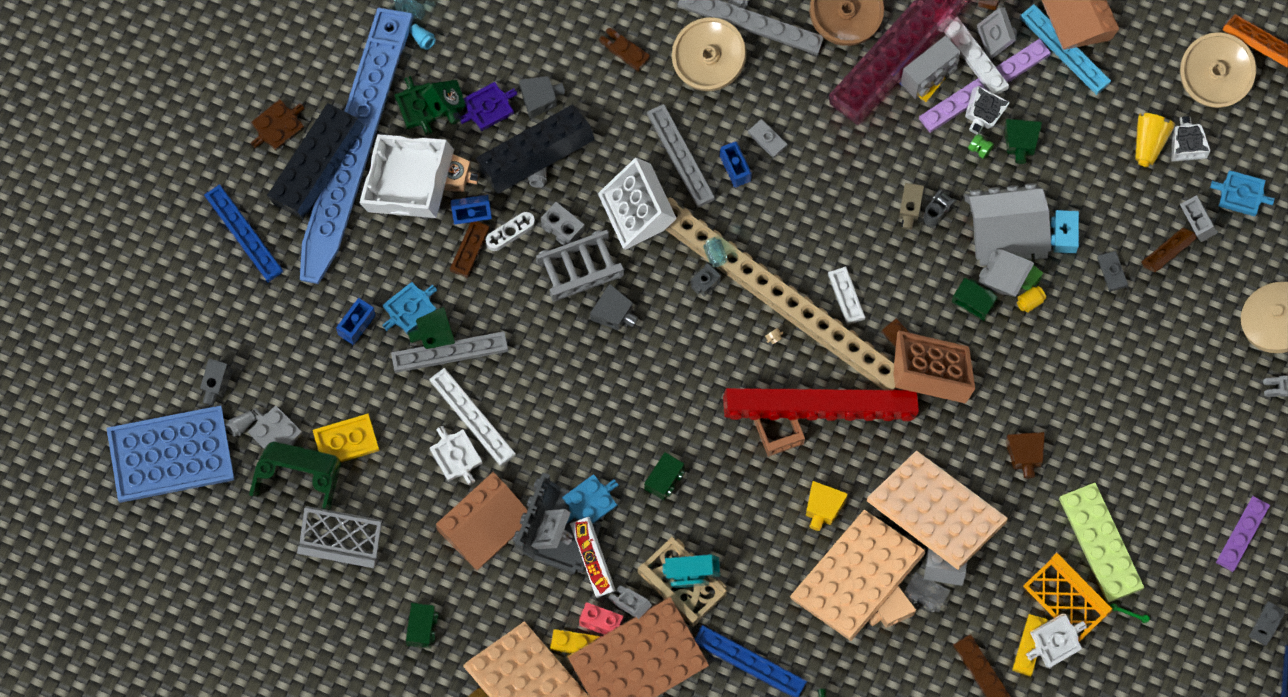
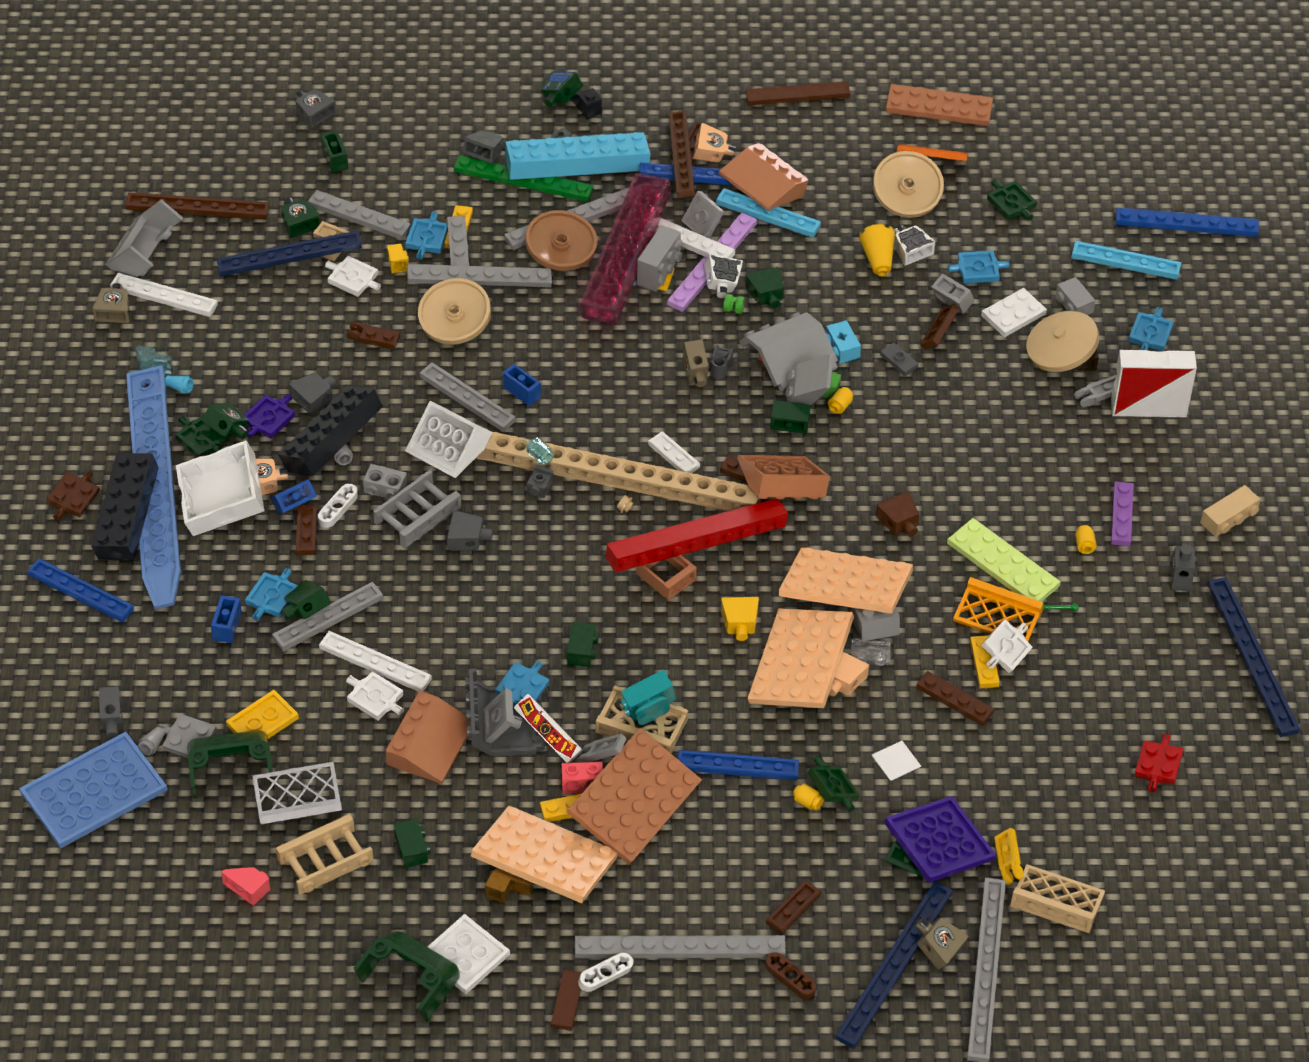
camera: 25 degrees left, 20 degrees down
(263, 608) = (247, 883): none -> coral slope
(349, 588) = (319, 837): none -> tan fence
(767, 138) = (539, 360): light grey plate -> none
(1191, 551) = (1085, 539): none -> yellow brick
(1252, 259) = (1014, 312): none -> white plate

